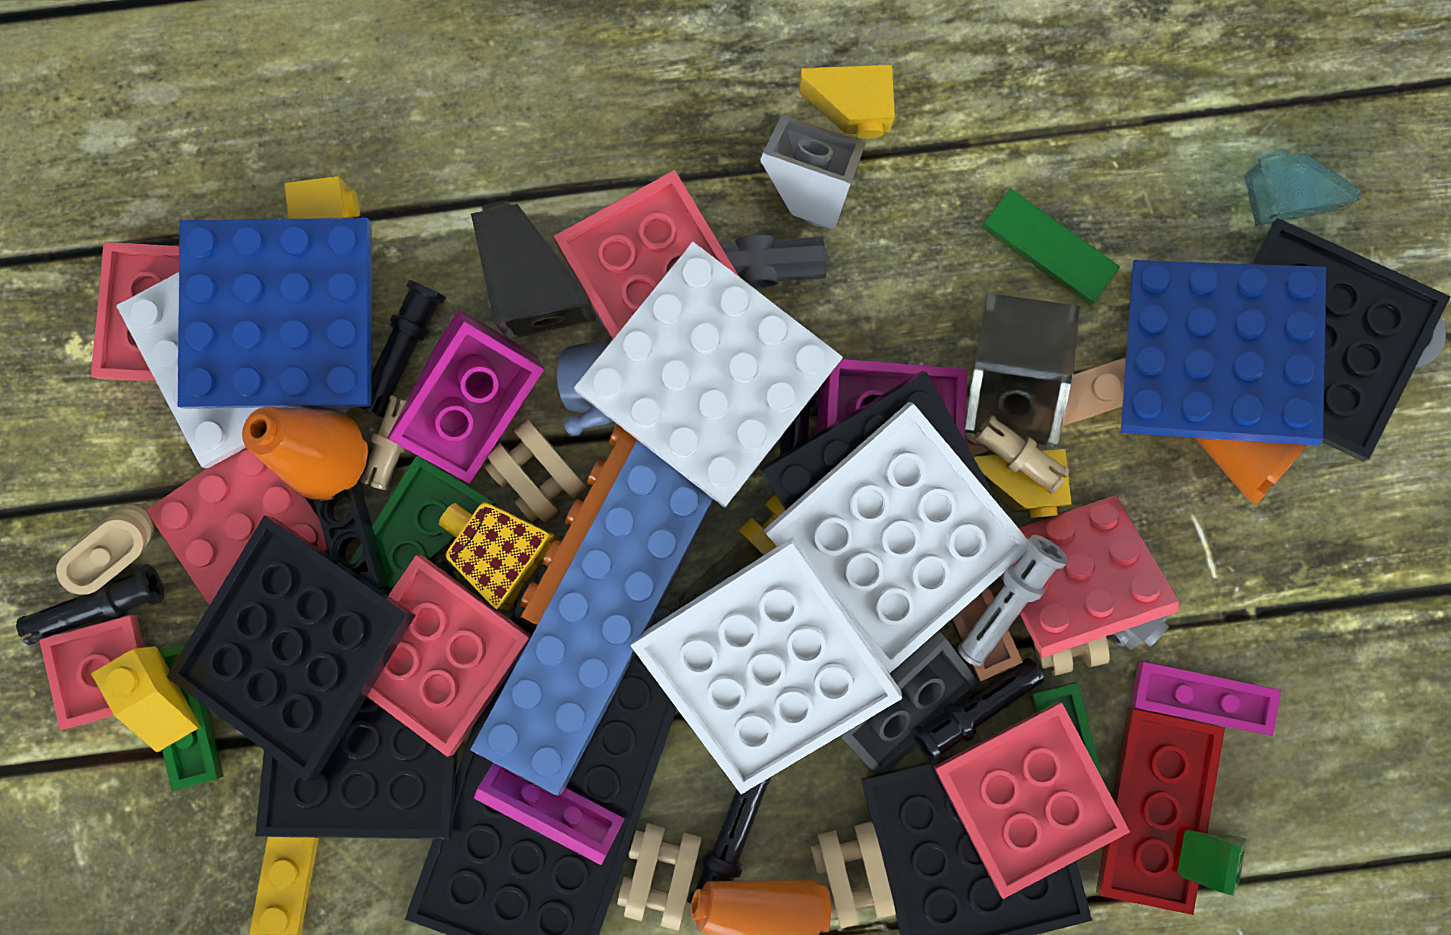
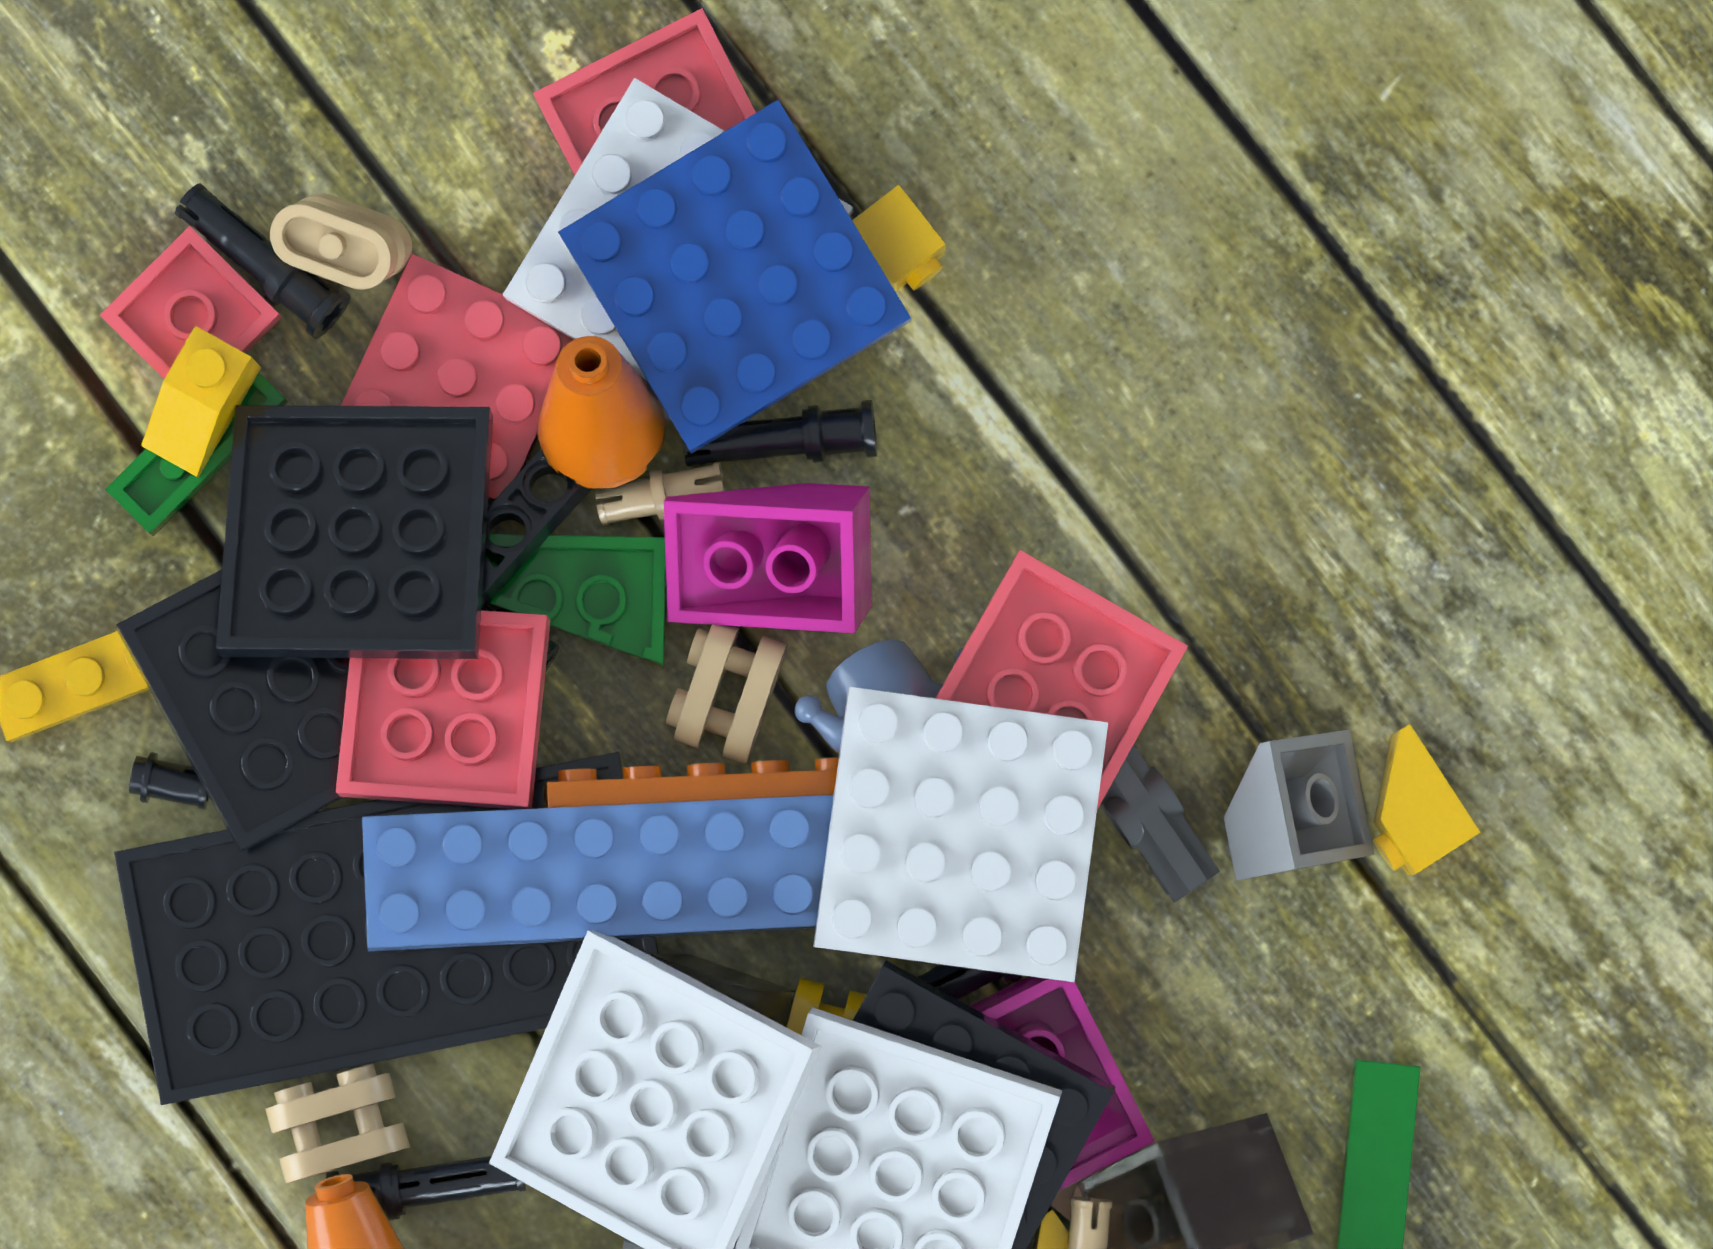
camera: 60 degrees right, 0 degrees up
(380, 859) = (166, 782): none -> black pin
(495, 550) = (607, 702): yellow torso -> none
(523, 275) = (955, 540): clear smoke slope -> none
(563, 818) = (340, 964): dark pink plate -> none

